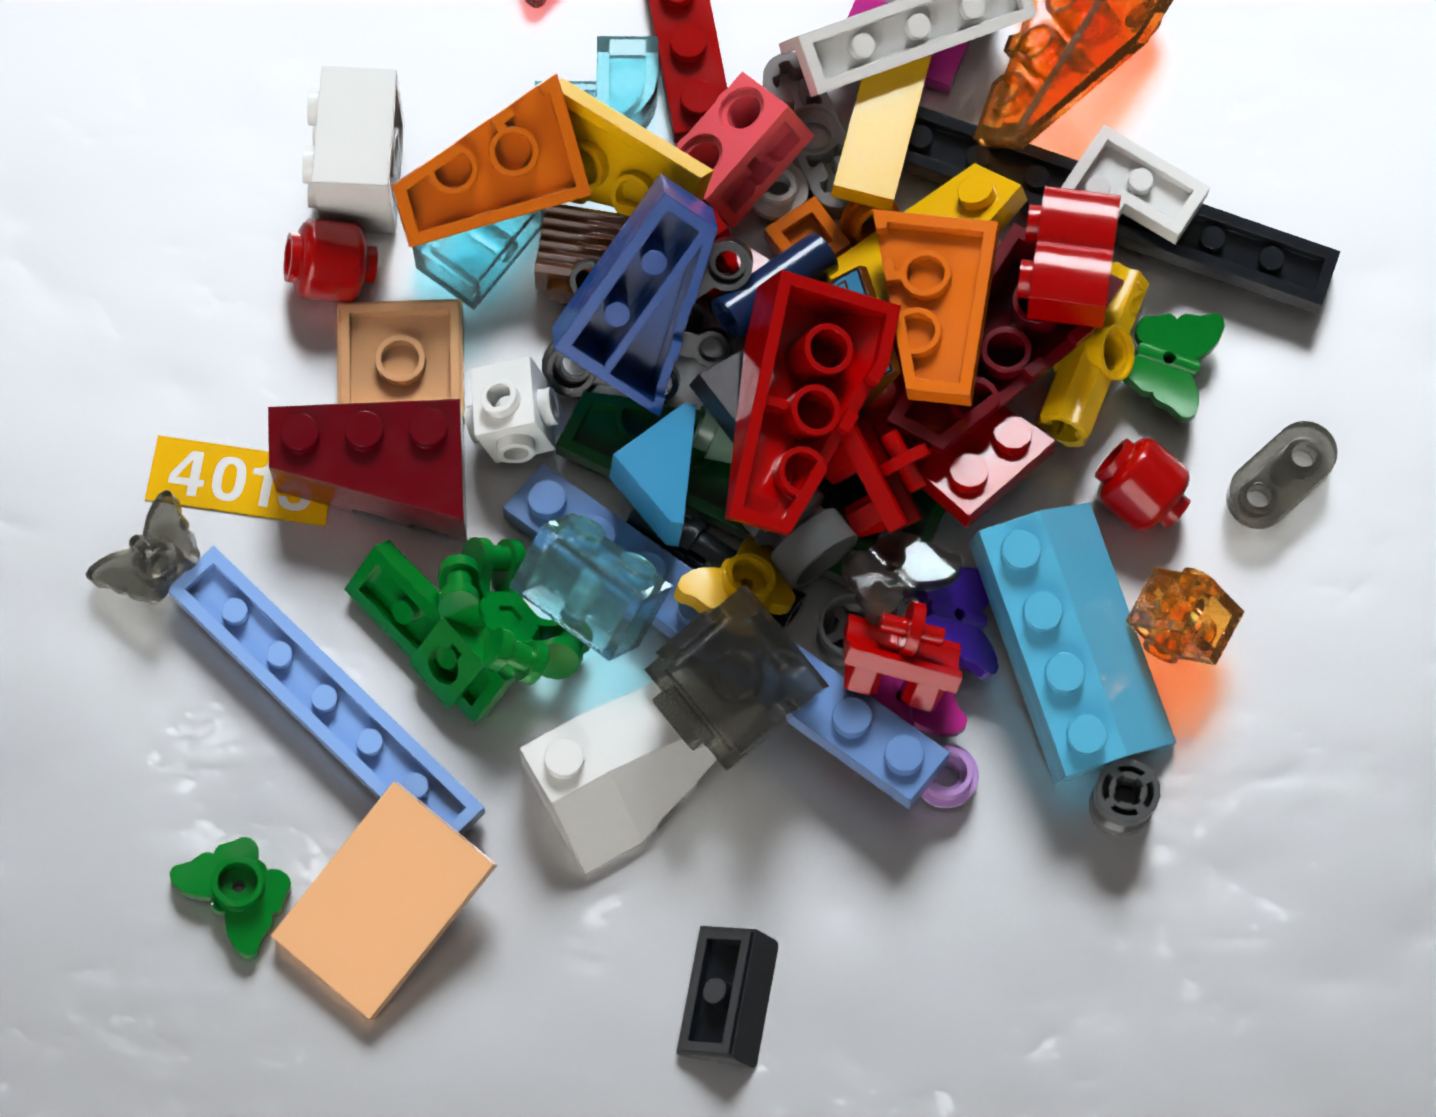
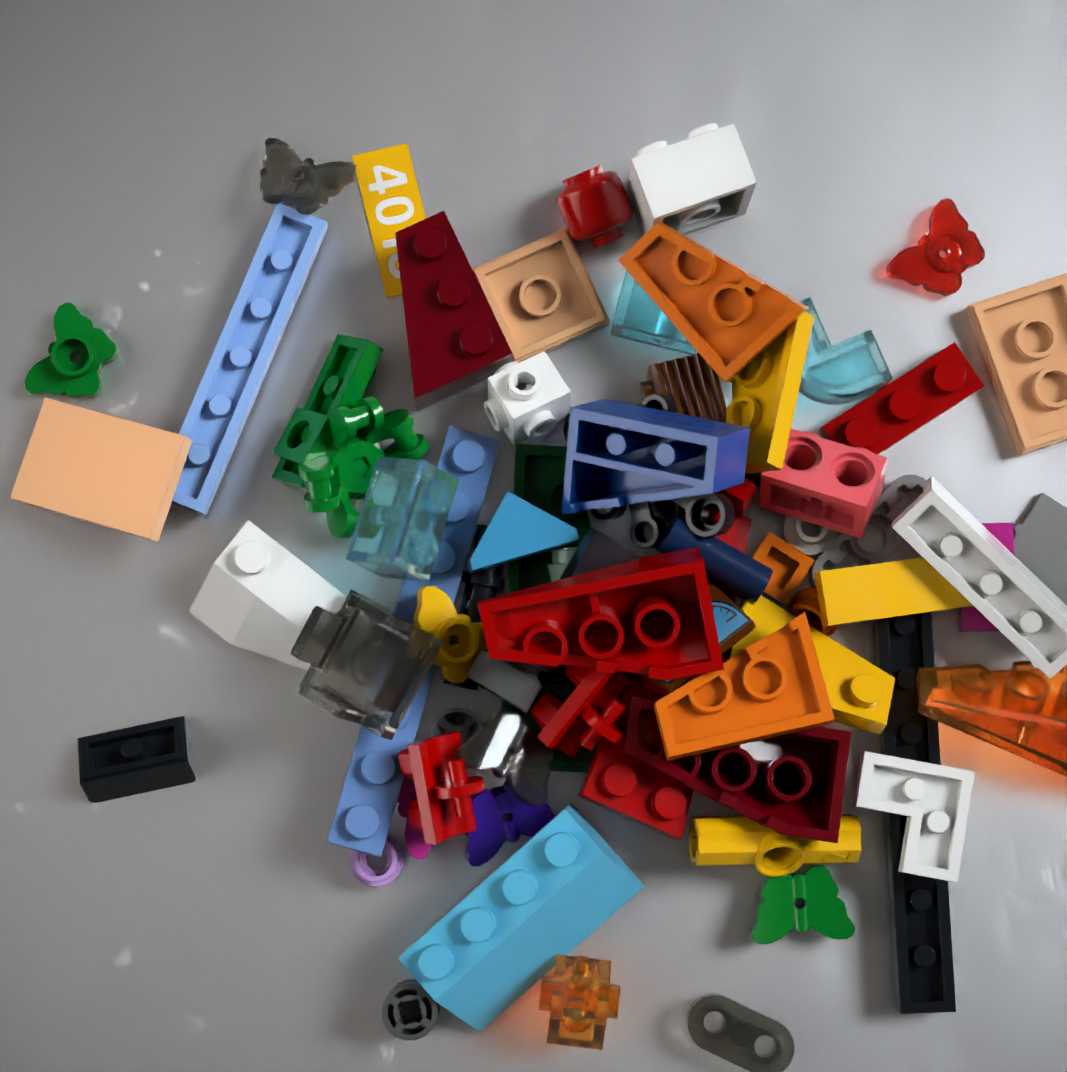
camera: 70 degrees right, 10 degrees up
(1071, 256) = (833, 792): red brick -> none
(1143, 484) = (681, 924): red head -> none

